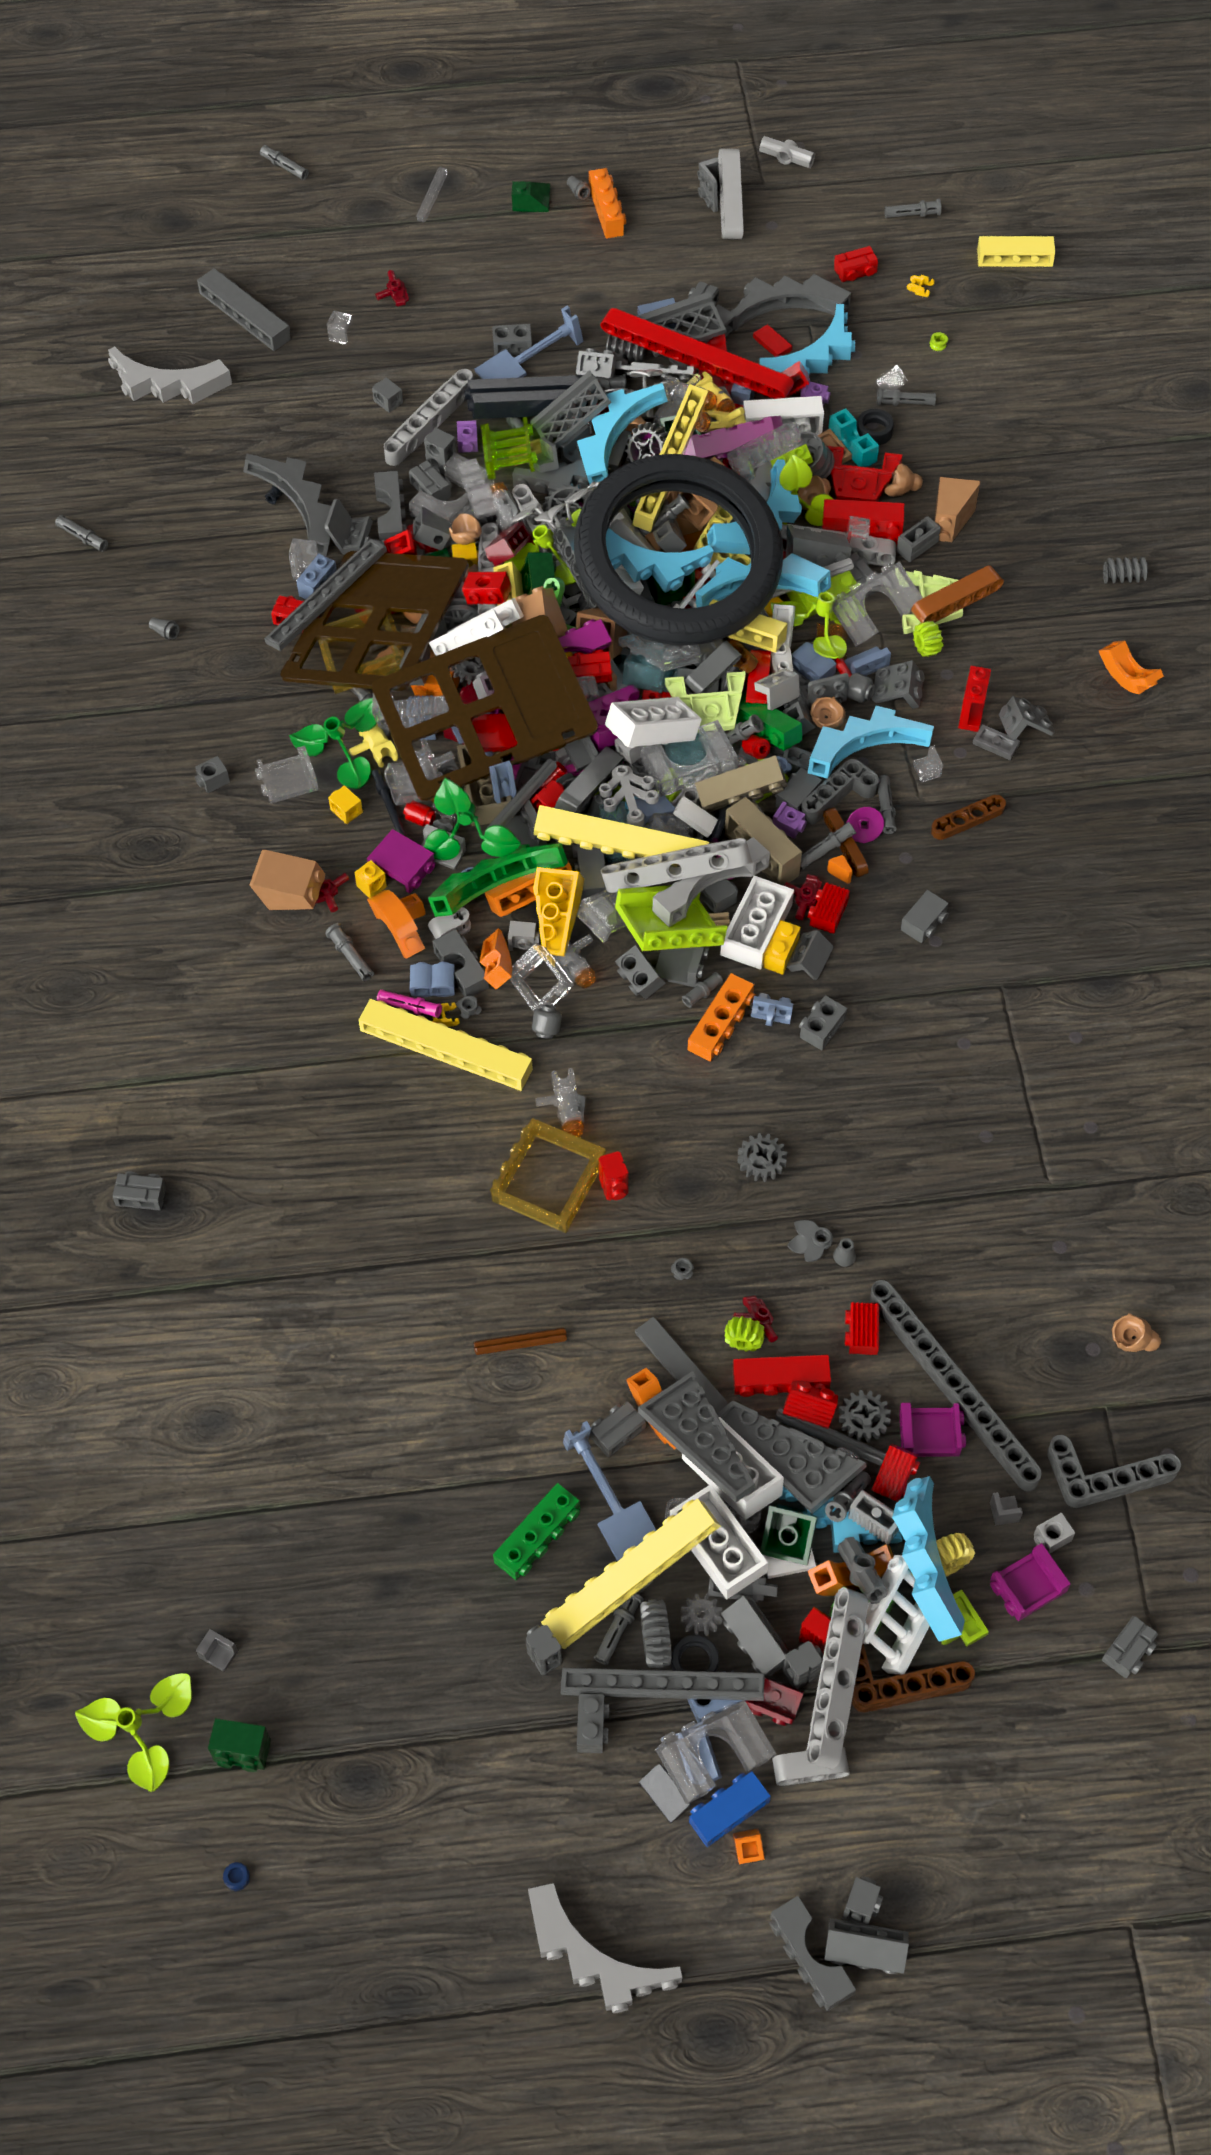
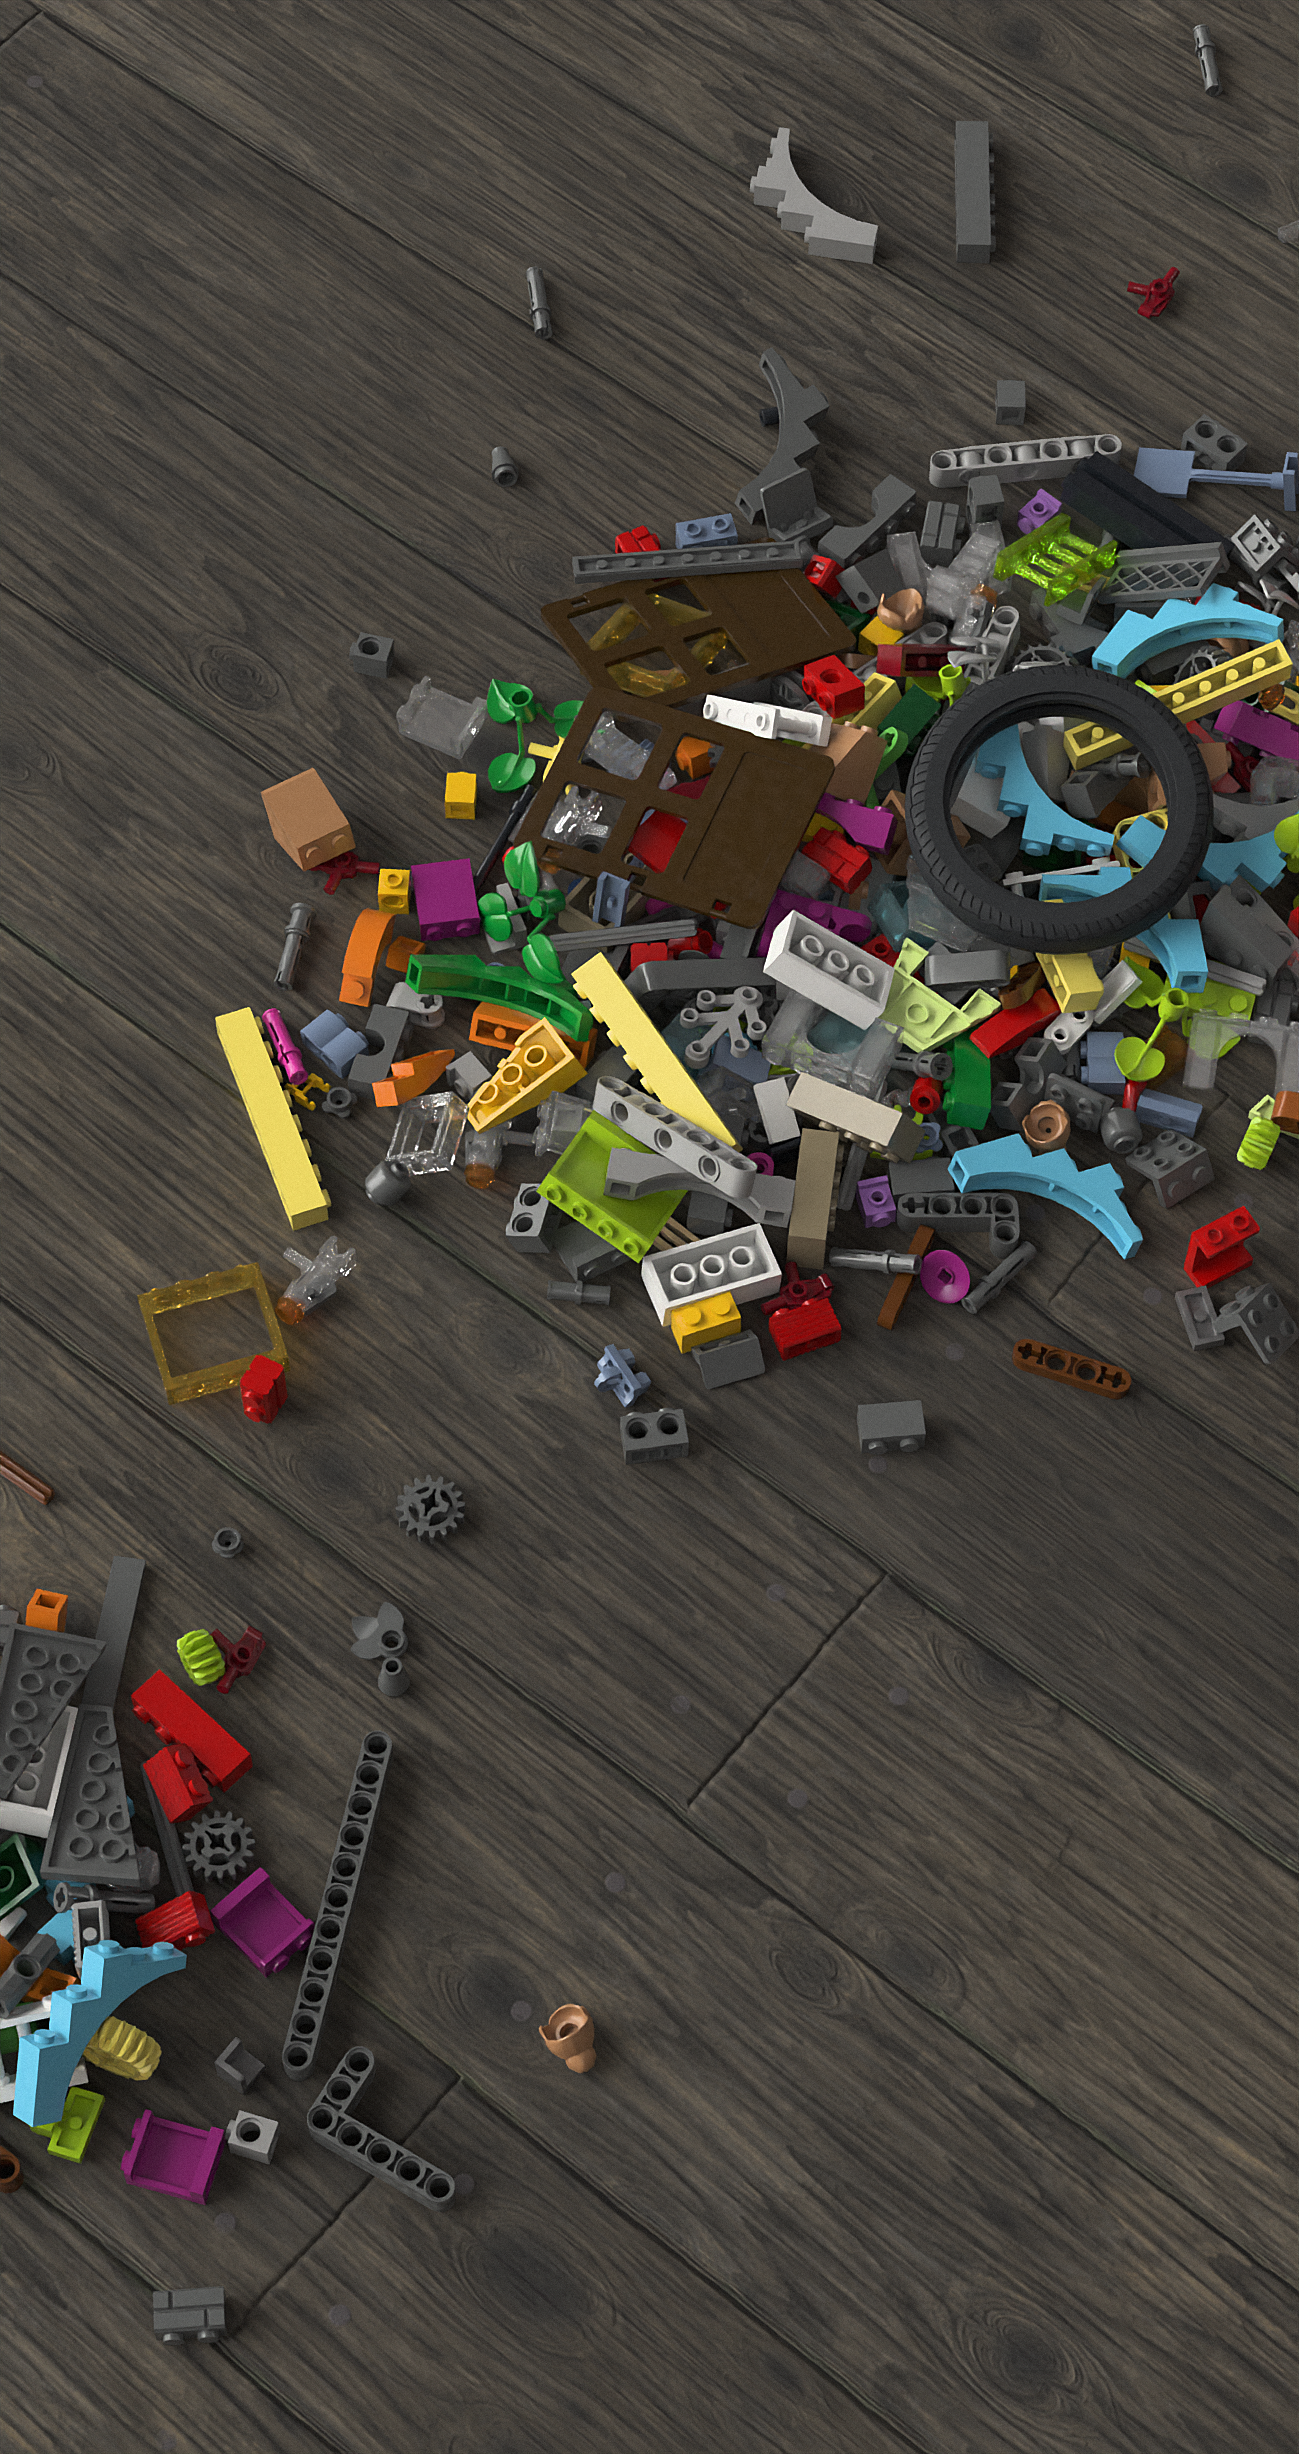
camera: 45 degrees right, 0 degrees up
(301, 555) = (709, 499): clear panel -> none
(337, 326) = (1045, 284): clear panel -> none
(733, 990) = (544, 1330): orange brick -> none
(779, 687) = (1015, 1052): light grey panel -> none
(840, 868) = (867, 1298): orange slope -> none
(863, 1328) = (320, 1765): red brick -> none
(929, 766) = (1094, 1278): clear panel -> none

